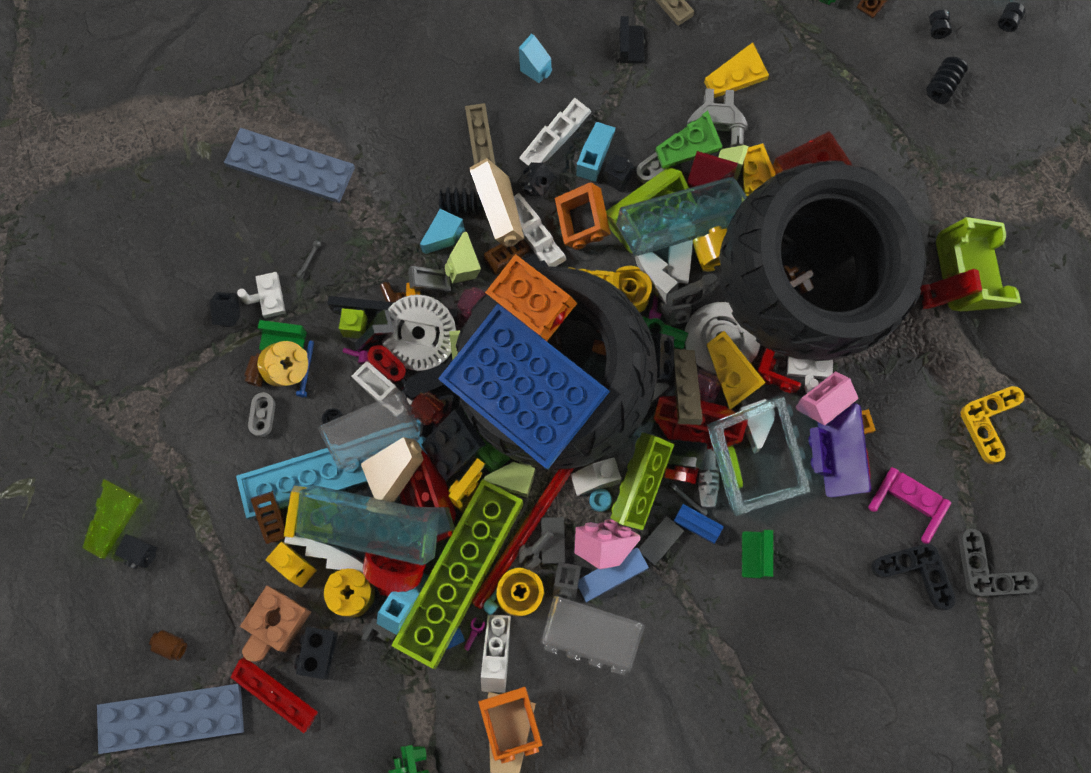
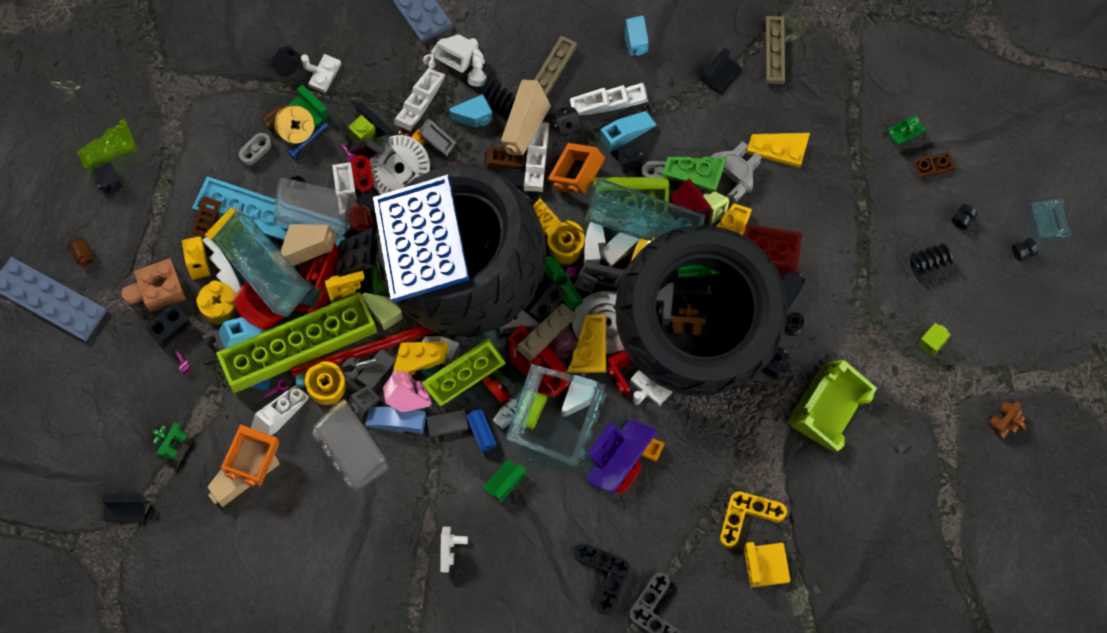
camera: 35 degrees right, 5 degrees down
(274, 694) = (121, 331): red plate -> none
(316, 244) = (356, 73): dark grey hinge -> none
(366, 680) = (184, 367): none -> magenta hand
(382, 255) = (420, 99): none -> white slope
(387, 187) = (459, 54): none -> white torso
(462, 262) = (468, 141): yellowish green slope -> none
(531, 297) = (468, 185): orange piece -> none
(586, 498) = (420, 355): none -> yellow wing
(703, 511) = (492, 426): dark grey hinge -> none
(763, 656) = (448, 541): none -> white plate
(828, 398) = (637, 411): bright pink slope -> none
(914, 495) = (648, 526): dark pink plate -> none
(951, 288) = (793, 403): red plate -> none
(1008, 146) = (934, 339): none -> lime brick
(1045, 452) = (766, 564): none -> yellow bracket

